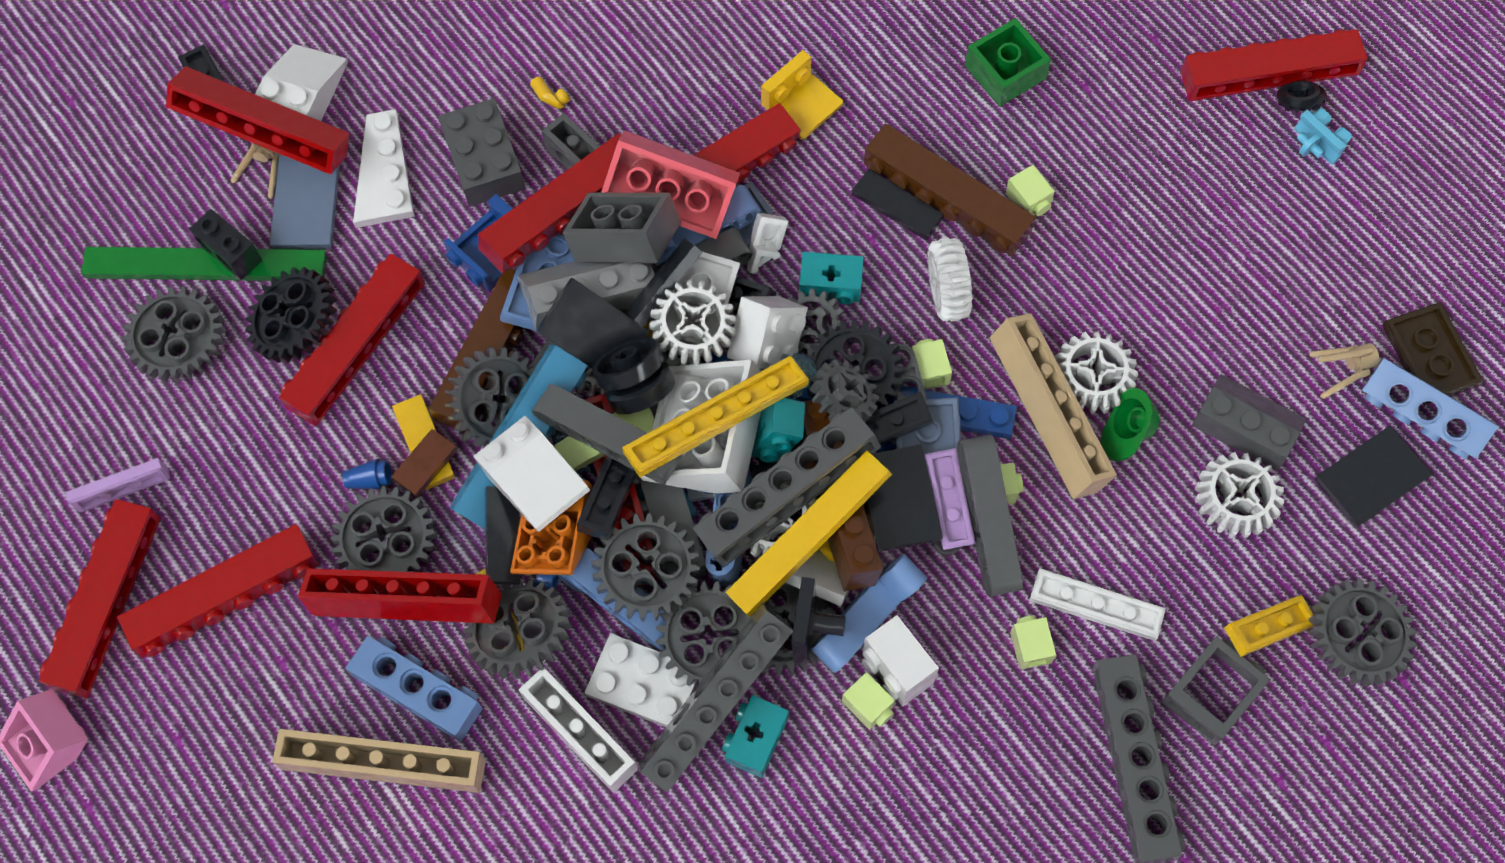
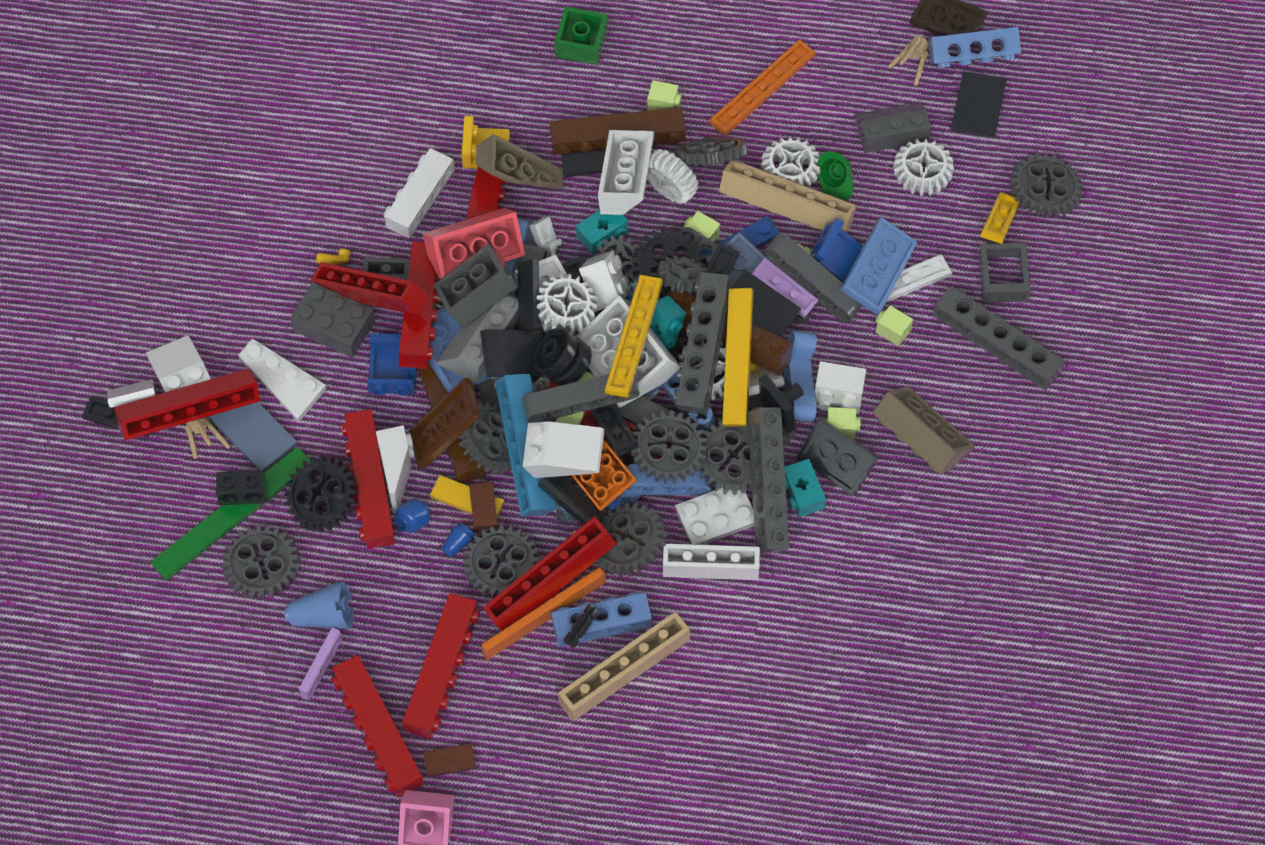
camera: 45 degrees left, 5 degrees down
(130, 697) = (449, 760): none -> copper tile
(176, 434) = (322, 608): none -> medium blue cone
(228, 68) = (130, 393): none -> white tile
(352, 412) = (412, 516): none -> blue head
(366, 627) = (542, 613): none -> orange tile
(375, 678) = (581, 626): none -> black axle
(381, 347) = (395, 453): none -> white slope
(460, 344) = (444, 423): none -> reddish brown tile
(526, 148) = (371, 288): none -> red brick
(691, 94) = (419, 193): none -> white brick
(800, 140) = (516, 164): none -> dark tan wedge
(824, 735) = (837, 456): none -> black tile
(900, 232) = (624, 170): none -> white slope
(951, 789) = (923, 429): none -> dark tan slope
(1017, 287) = (711, 151): none -> dark grey gear
(1049, 518) = (836, 250): none -> blue panel
(1077, 562) = (878, 265): none -> medium blue tile
(1148, 265) = (762, 88): none -> orange tile

